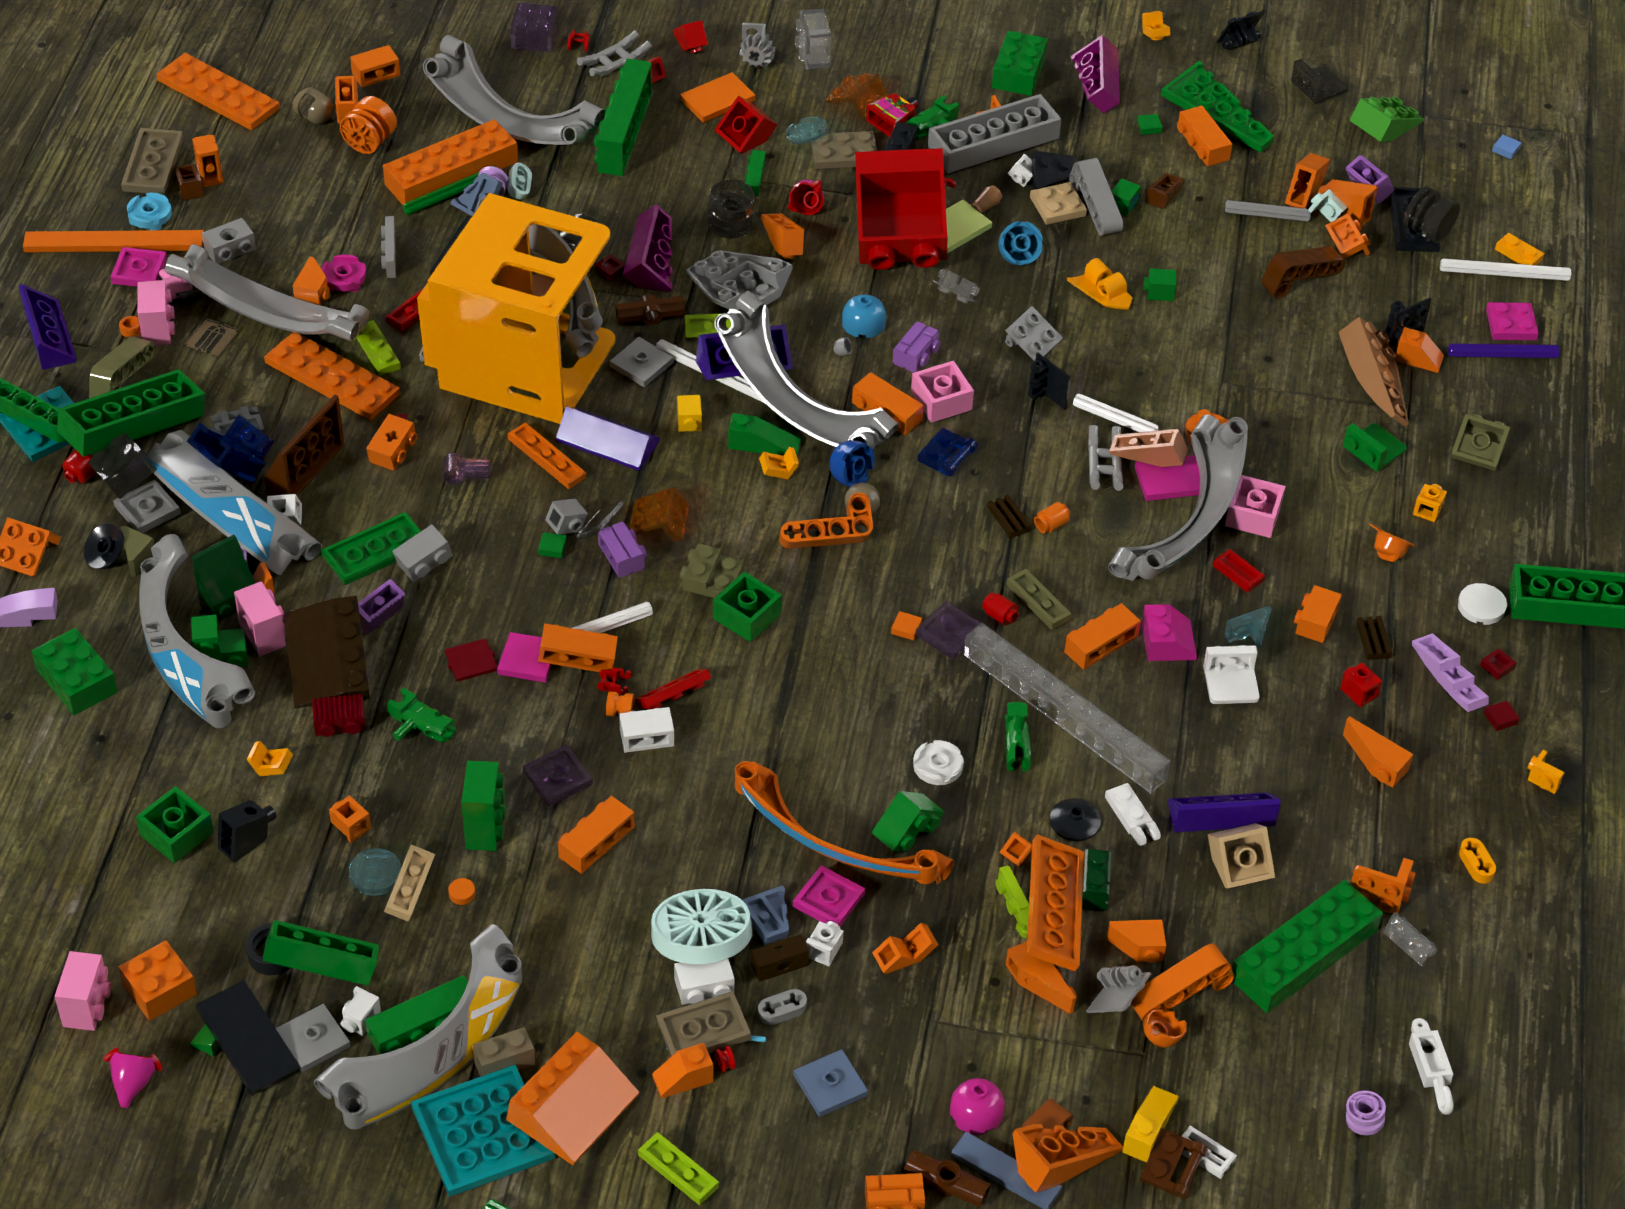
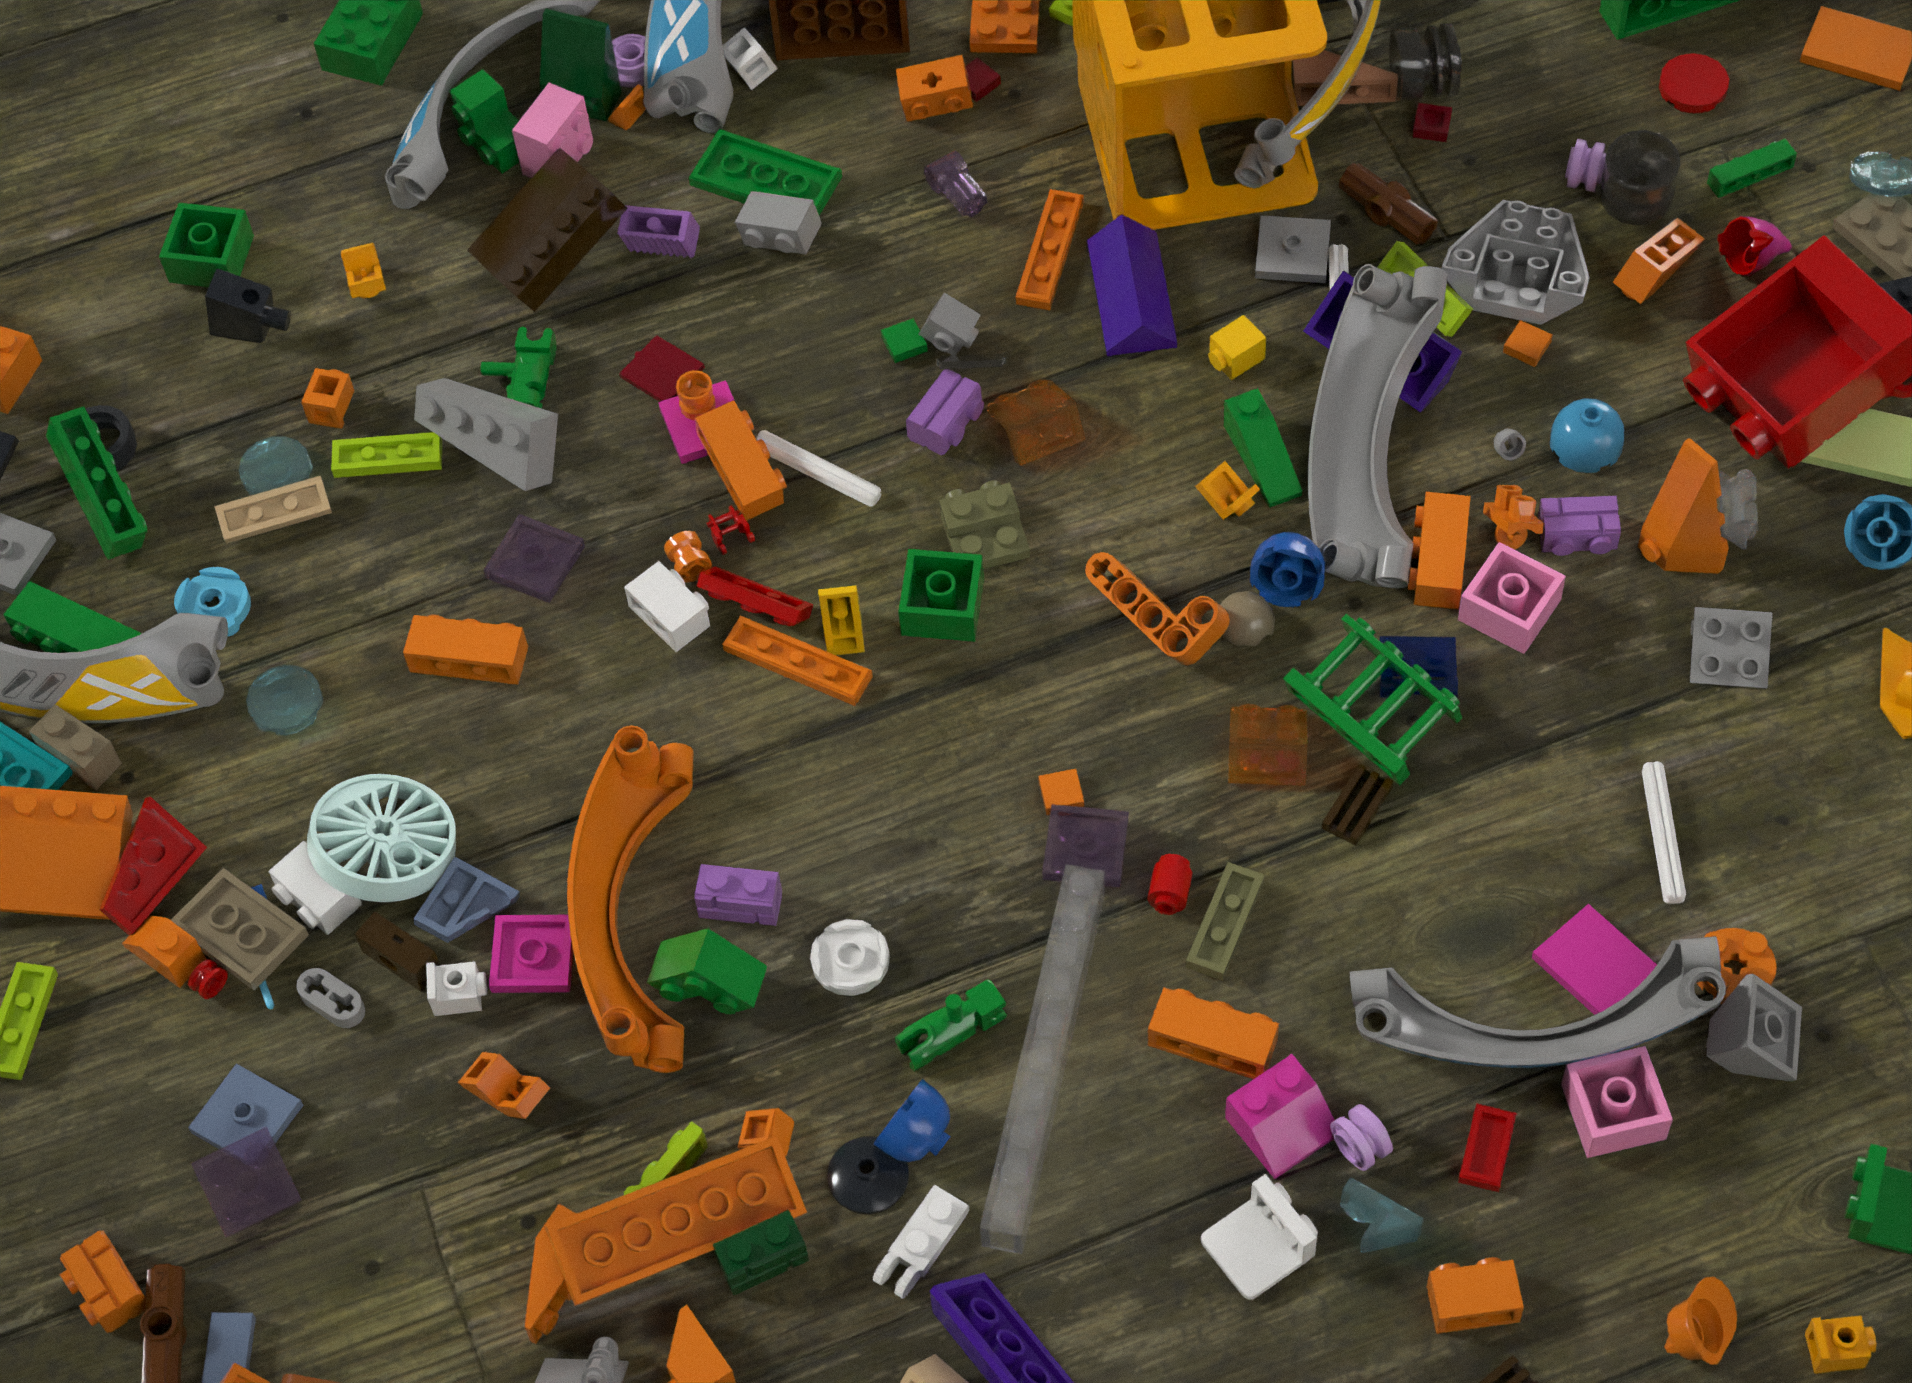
camera: 65 degrees right, 10 degrees up
(338, 715) = (475, 296): dark red brick -> none
(358, 1010) = (60, 572): white brick -> none
(417, 811) = (386, 454): none -> lime plate
(449, 957) = (211, 583): none -> medium azure plate
(452, 745) = (492, 429): none -> light grey wedge
(461, 891) = (300, 568): orange tile -> none
(483, 805) = (403, 505): green brick -> none
(516, 644) = (695, 394): none -> orange wheel
(552, 940) = (284, 699): none -> clear light blue tile
(625, 1051) = (150, 866): none -> red wing
(650, 251) = (1480, 148): magenta wedge -> none
(681, 163) = (1693, 83): none -> red tile
(700, 225) = (1585, 165): none -> lavender wheel
(728, 694) = (797, 660): none -> orange tile
(729, 652) = (842, 620): none -> yellow slope
(745, 125) = (1828, 105): red slope -> none
(786, 308) = (1527, 343): none -> orange tile
(866, 786) = (738, 894): none -> medium lavender brick
(881, 1094) = (246, 1182): none -> clear purple plate
(895, 369) = (1513, 516): none -> orange hips
(951, 525) = (1268, 745): none -> clear orange bracket
(959, 297) = (1684, 520): none -> orange wedge
(962, 493) = (1364, 734): none -> green fence
(977, 1106) = (303, 1306): dark pink cylinder -> none
(1048, 380) = (1634, 703): black hinge -> none
(1052, 517) = (1390, 856): orange brick -> none
(1067, 777) = (916, 1126): none -> blue cylinder
(1095, 452) = (1565, 844): light grey piece -> none
(1155, 447) = (1616, 907): nougat slope -> none
(1204, 608) = (1361, 1137): none -> lavender wheel
(1259, 446) = (1756, 1032): none -> light grey slope

